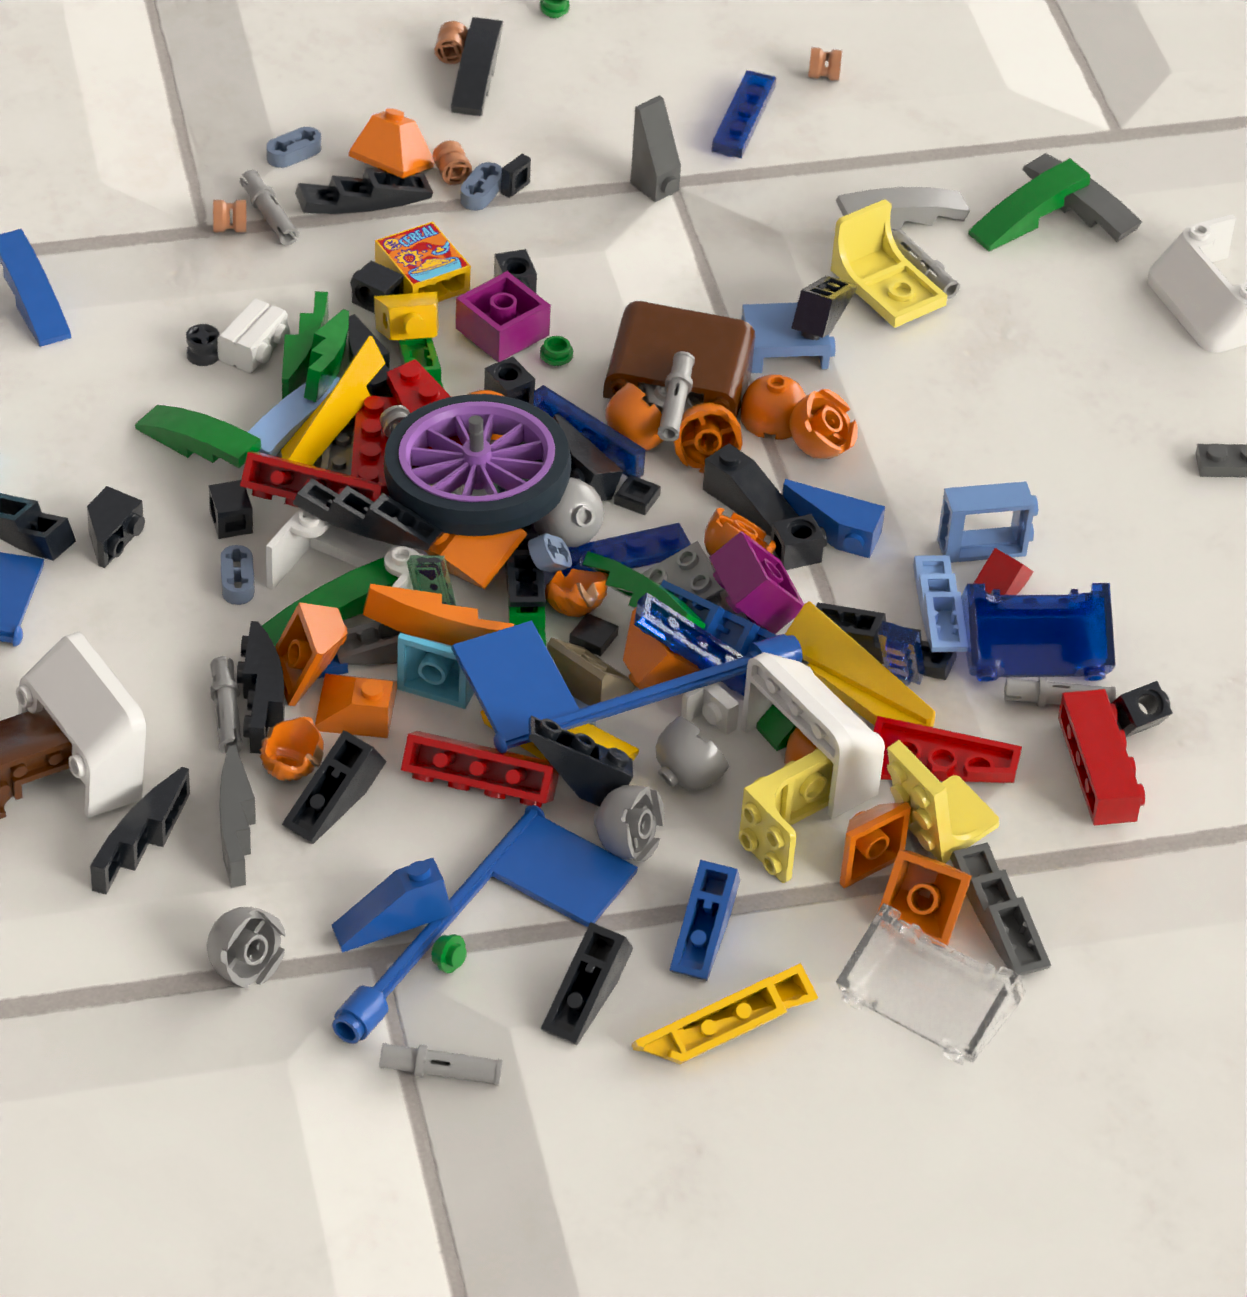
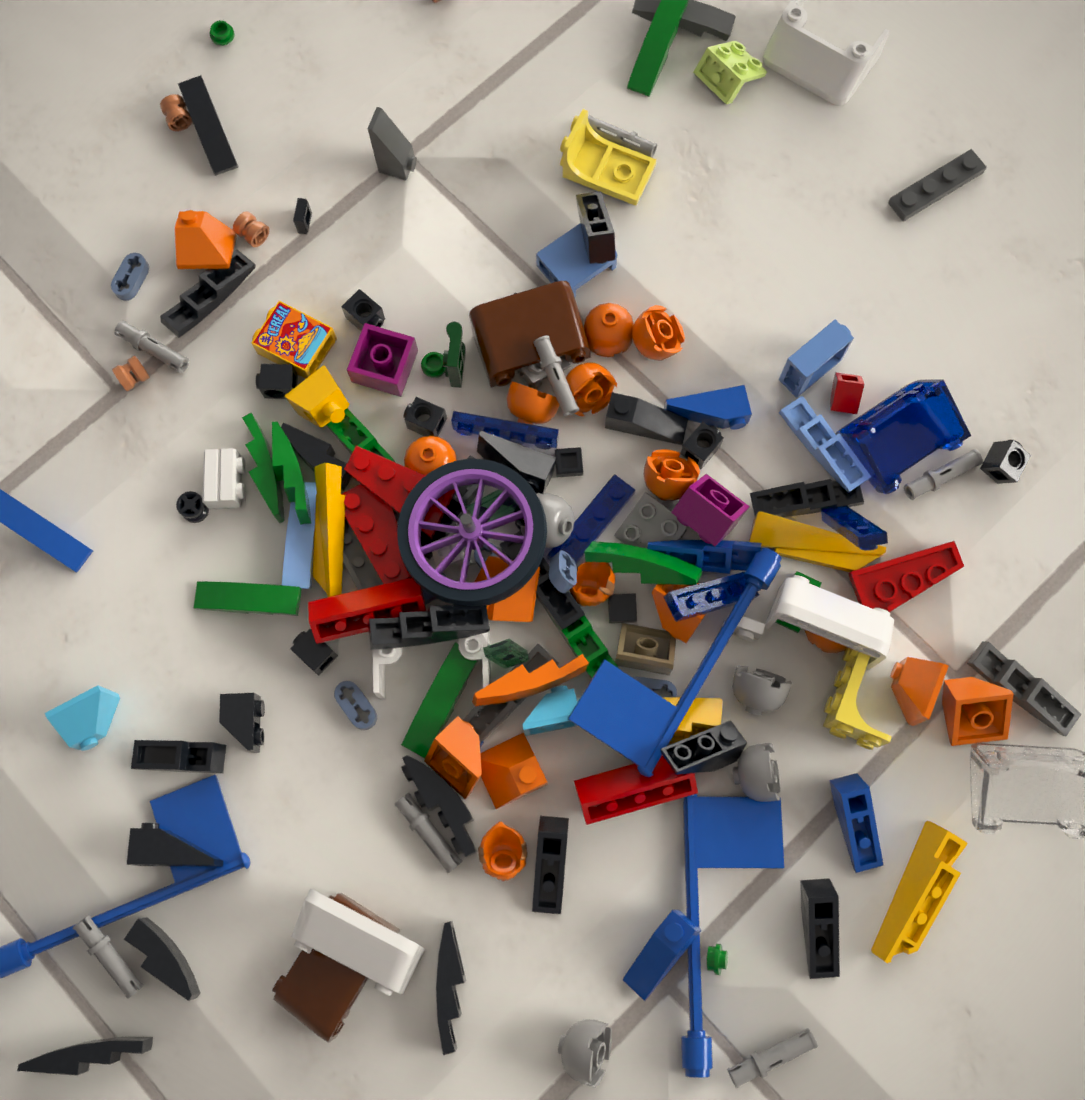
camera: 25 degrees left, 30 degrees up
(236, 815) = (494, 922): dark grey slope -> none
(390, 418) = (383, 514): light grey bush -> none
(481, 186) = (278, 237): sand blue beam -> none
(582, 344) = (455, 357): none -> dark green plate
(743, 114) = (416, 65): clear blue plate -> none
(909, 204) = (574, 92): light grey slope -> none
(943, 813) = (948, 635): light yellow bracket -> none
(1090, 253) = (727, 68): none -> yellowish green bracket
(1100, 757) = (1008, 520): red brick -> none

